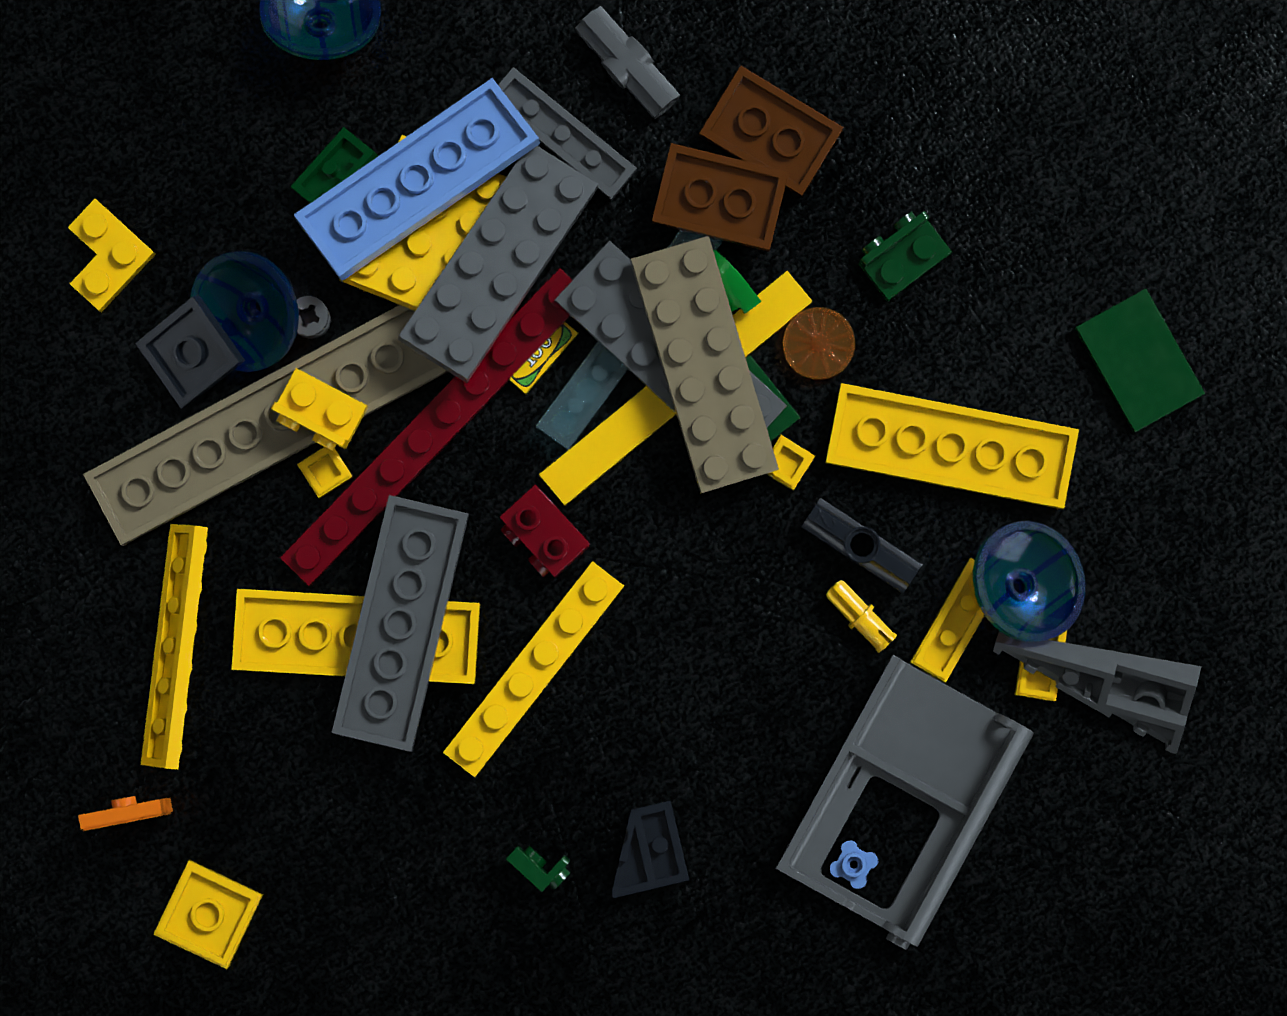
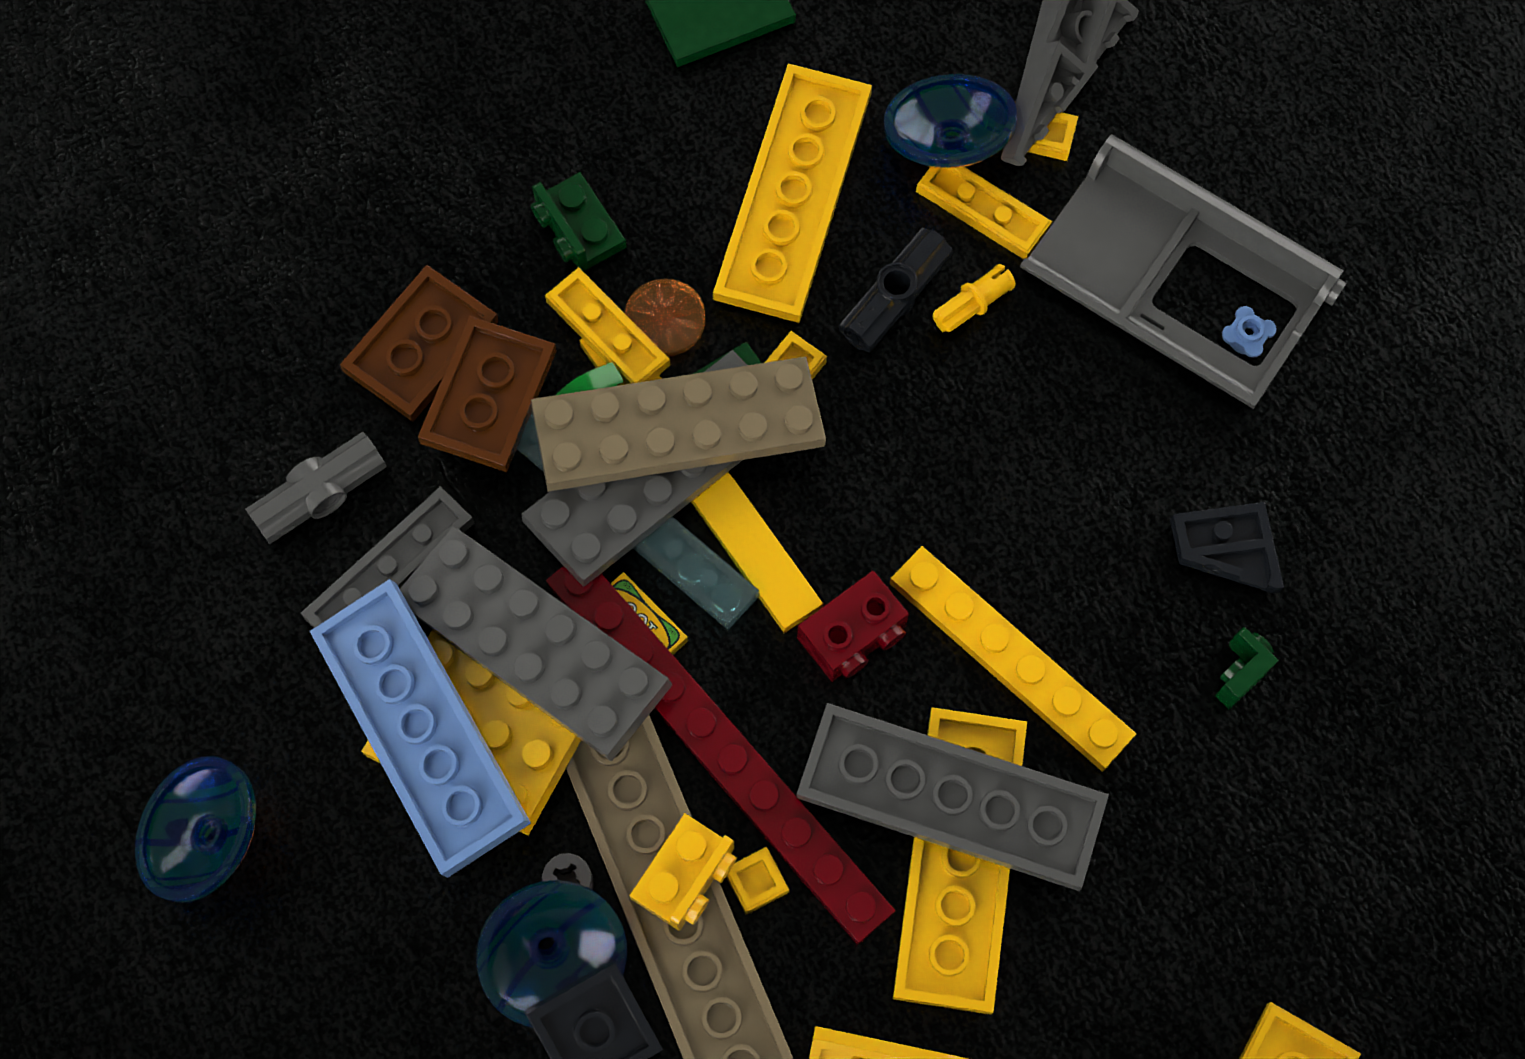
camera: 85 degrees left, 15 degrees down
(333, 165) = (389, 833): dark green bracket -> none
(796, 294) = (607, 328): none -> yellow tile

